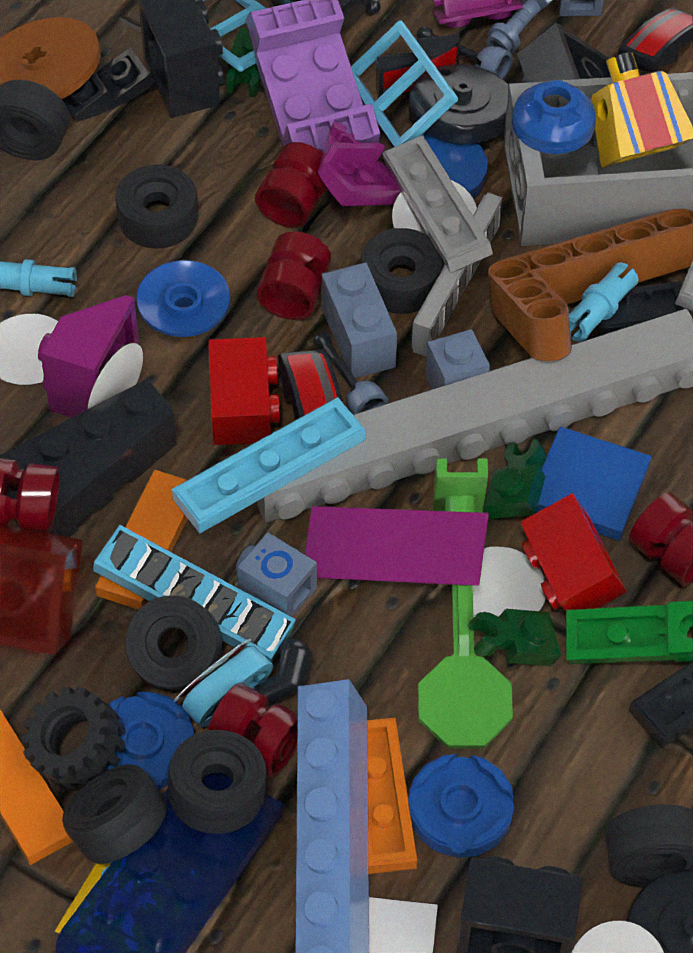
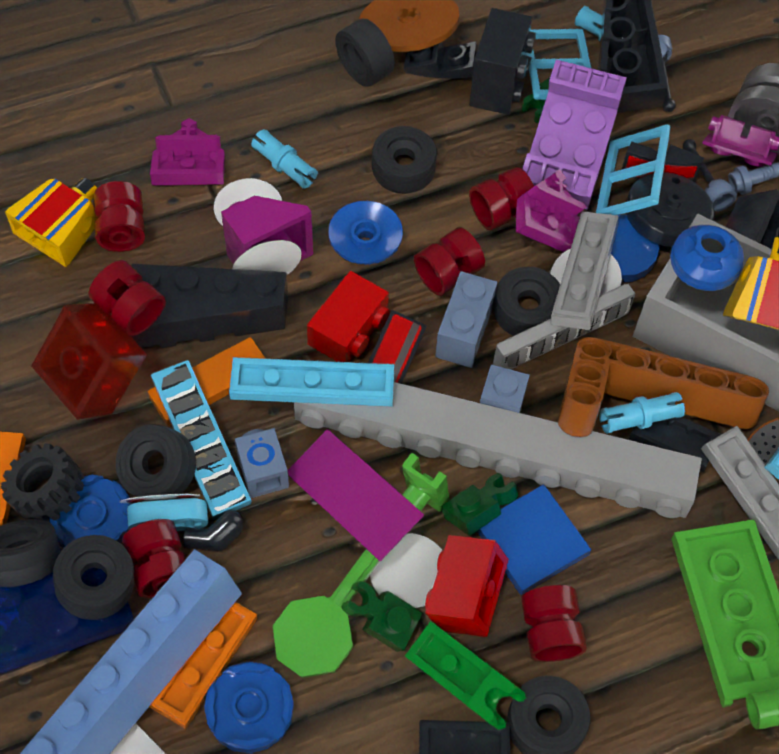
camera: 35 degrees right, 5 degrees up
(363, 394) = (428, 375): hinge -> none

